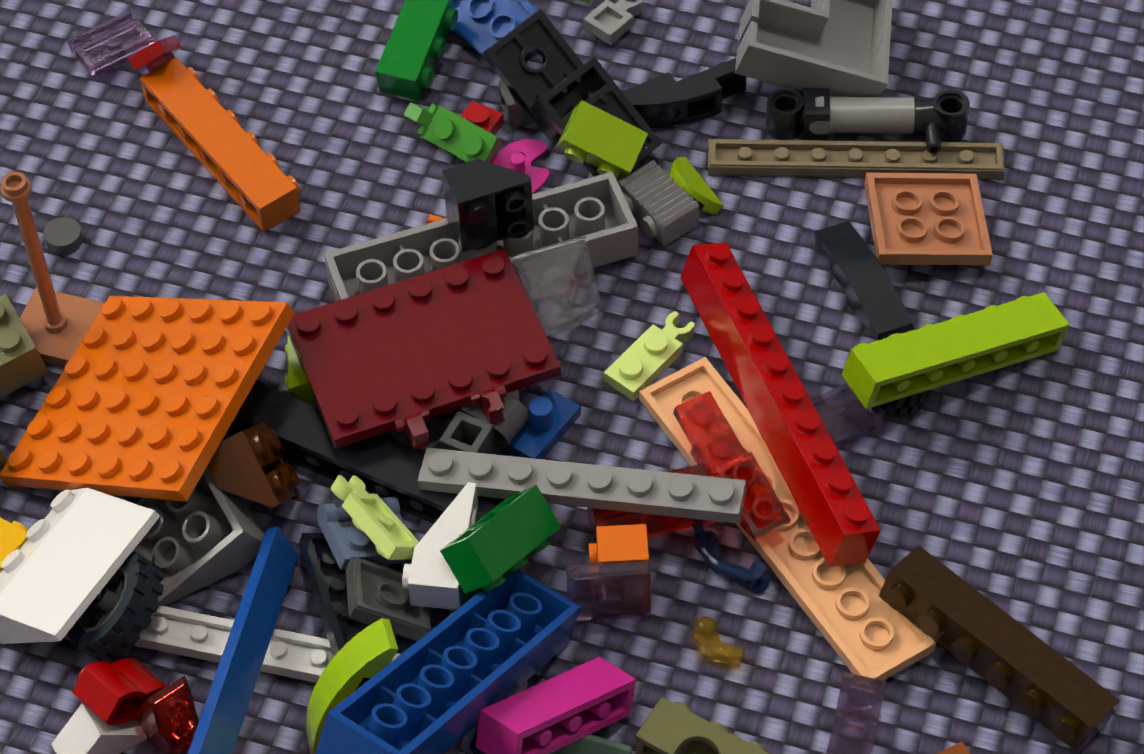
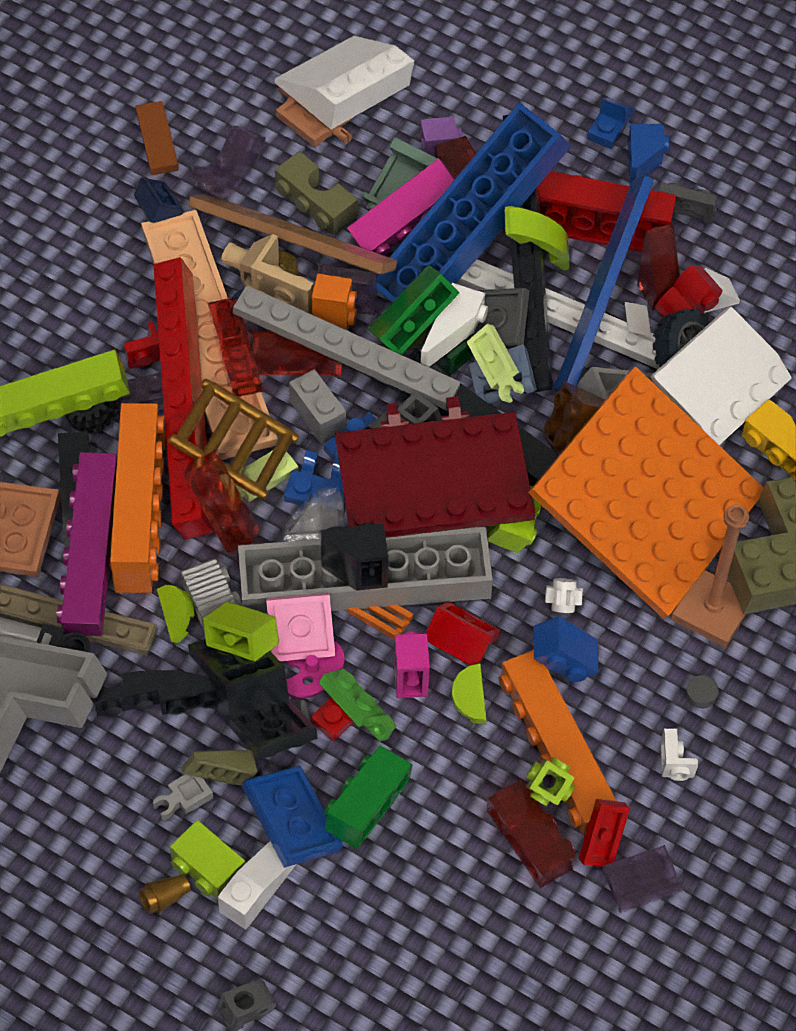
camera: 170 degrees left, 5 degrees up
(85, 149) = (672, 760): none -> white bracket
(194, 662) = (637, 318): none -> white sticker
(218, 64) = (563, 781): none -> lime brick
(224, 212) = (566, 649): none -> blue brick
(236, 55) = (531, 833): none -> clear red brick
(243, 278) = (564, 595): none -> white gear
(331, 175) = (469, 695): none -> lime tile
(339, 229) = (461, 633): none -> red panel
(400, 161) = (411, 665): none -> dark pink brick
(553, 173) = (302, 626): none -> bright pink plate
(580, 354) = (305, 483): none -> blue plate
(587, 31) = (221, 766): none -> olive slope
(599, 437) = (317, 406): none -> light grey brick
(673, 306) = (261, 422): none -> pearl gold bar
(674, 265) = (221, 501): none -> clear red brick
(695, 644) = (293, 233): none -> medium nougat tile
(719, 574) = (262, 272): none -> tan plate
(782, 267) = (138, 498): none -> orange brick
(815, 203) = (89, 545): none -> magenta brick
(862, 461) = (144, 350): none -> red bracket
(927, 689) = (157, 200): none -> dark blue slope
(998, 648) = (105, 205): dark brown brick -> none

